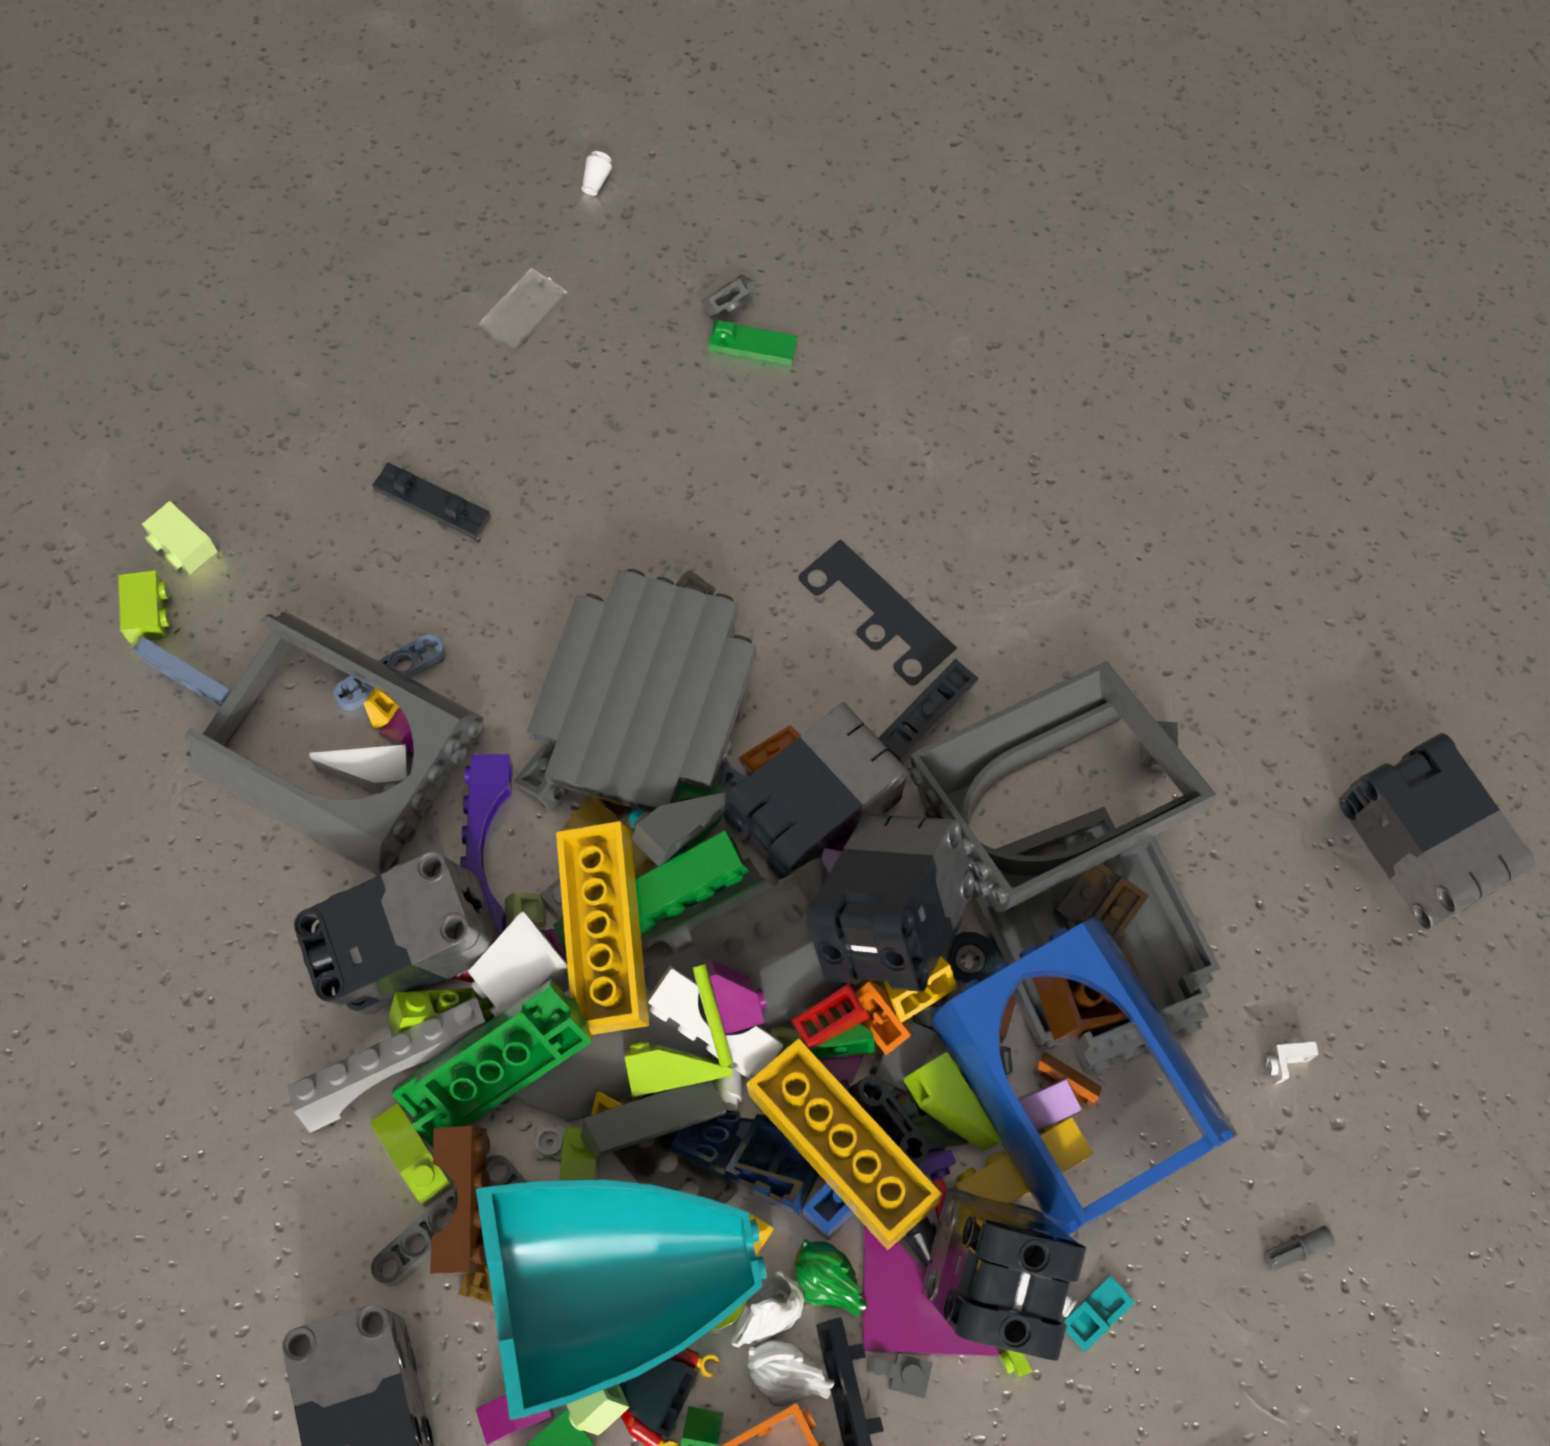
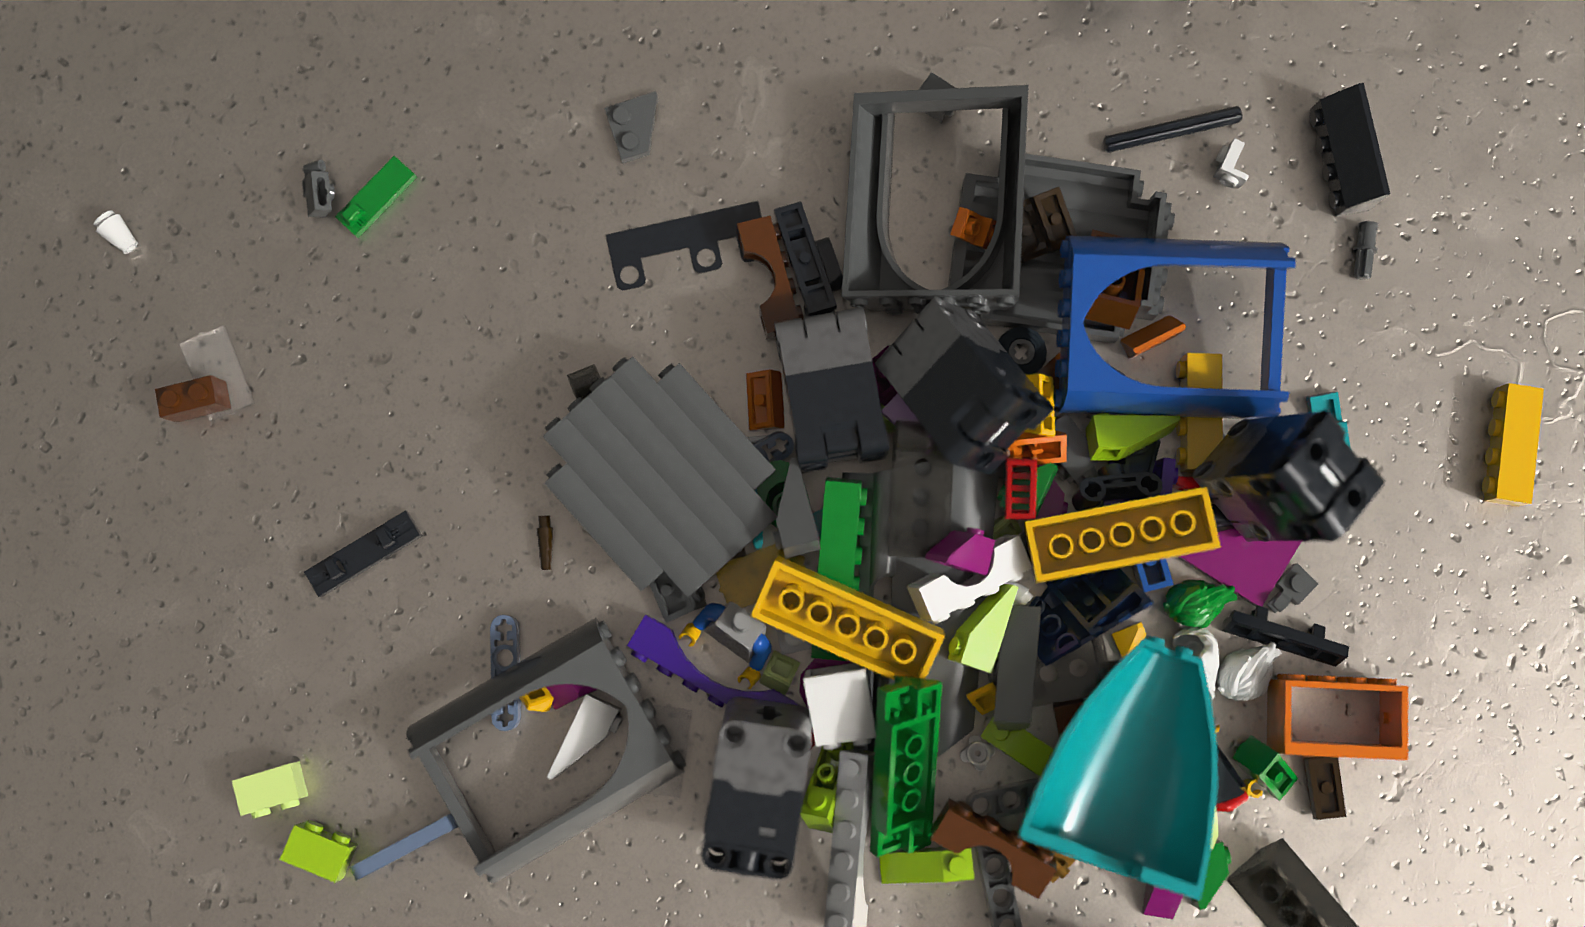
camera: 55 degrees left, 15 degrees up
(488, 299) = (192, 399): none -> reddish brown brick
(529, 639) = (545, 539): none -> dark brown animal
(538, 847) = (737, 632): none -> torso
(712, 1015) = (970, 577): lime bar -> none
(917, 667) = (760, 243): none -> reddish brown arch
(946, 727) = (830, 263): none -> black beam
(953, 506) = (633, 125): none -> dark grey wing
(1050, 1104) = (1167, 363): lavender slope -> none
(1053, 833) = (973, 228): none -> orange slope
(1286, 983) = (1172, 129): none -> black axle
(1383, 1166) = (1349, 151): none -> black slope

